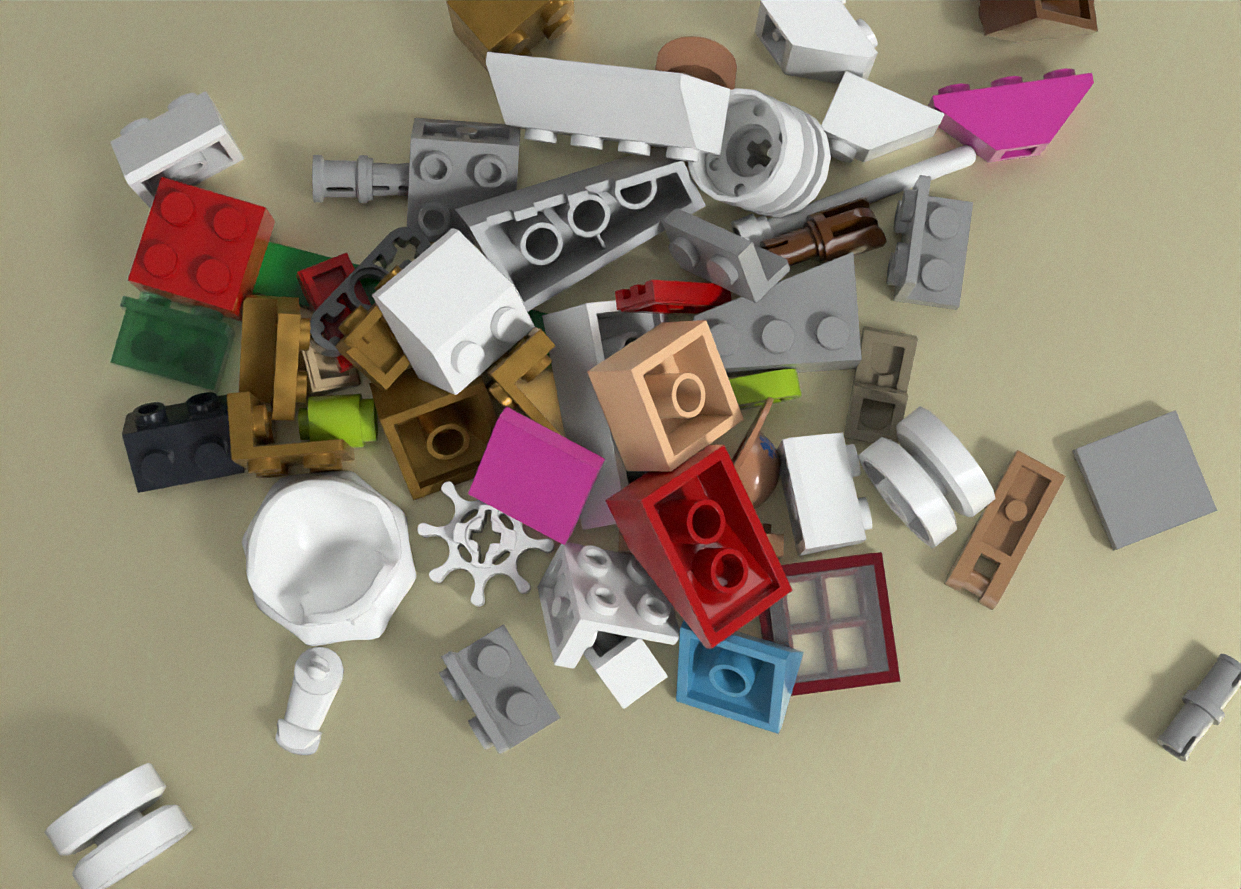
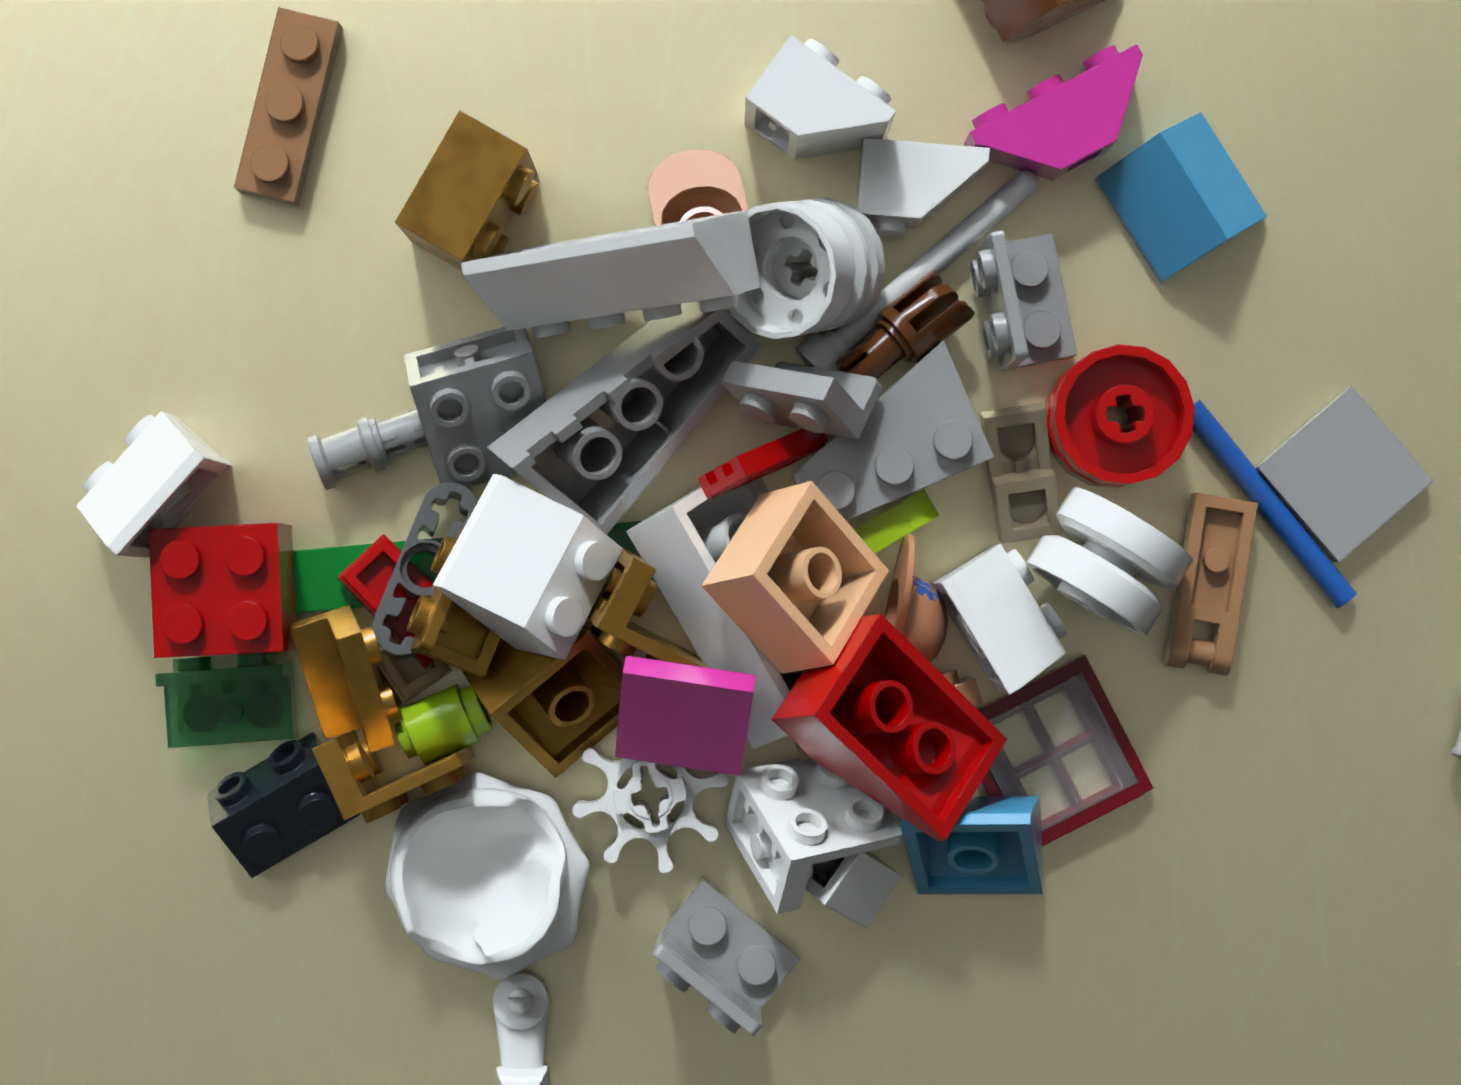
camera: 25 degrees left, 5 degrees up
(1000, 347) = (1154, 408): none -> red wheel
(1075, 483) = (1271, 507): none -> blue bar
(1087, 209) = (1180, 196): none -> dark azure slope

